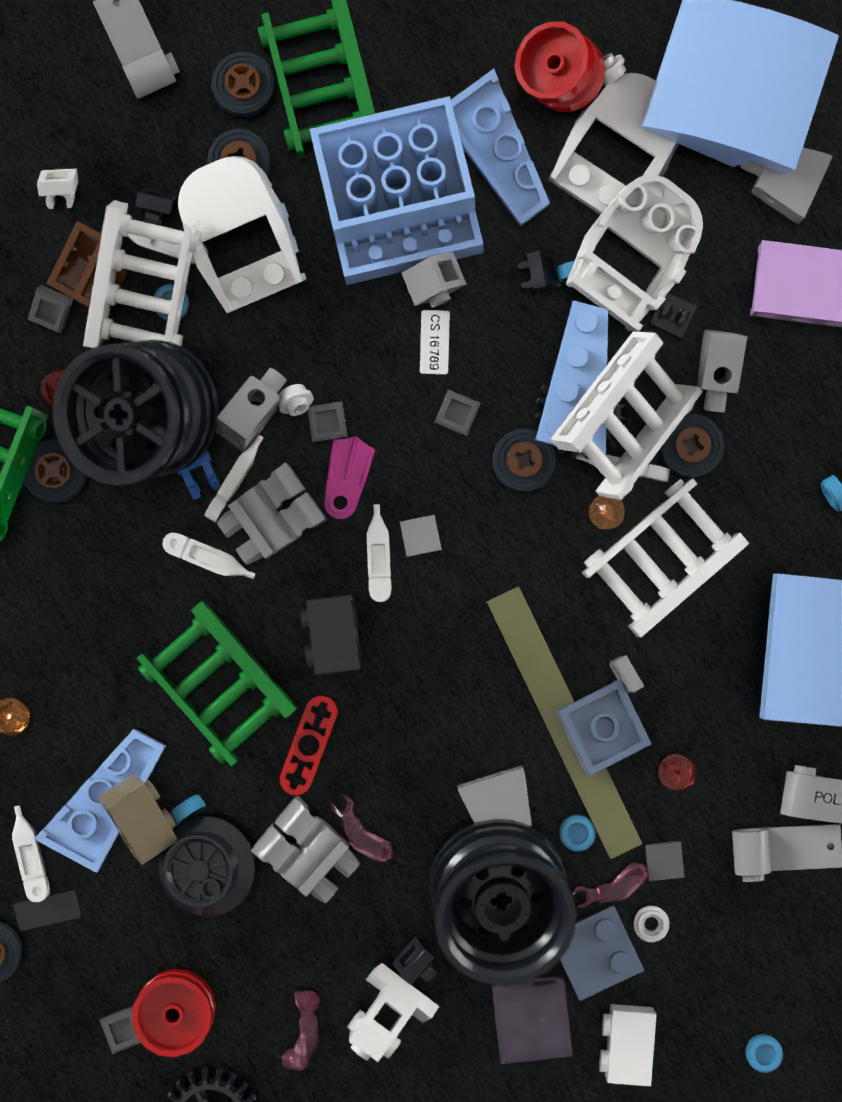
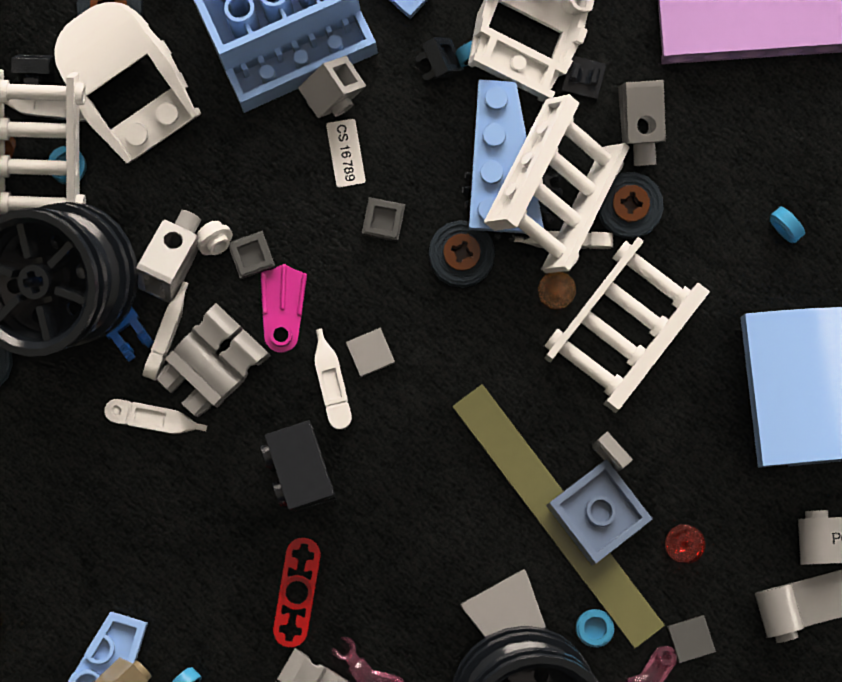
camera: 15 degrees left, 5 degrees down
(251, 677) = (193, 510): green fence -> none

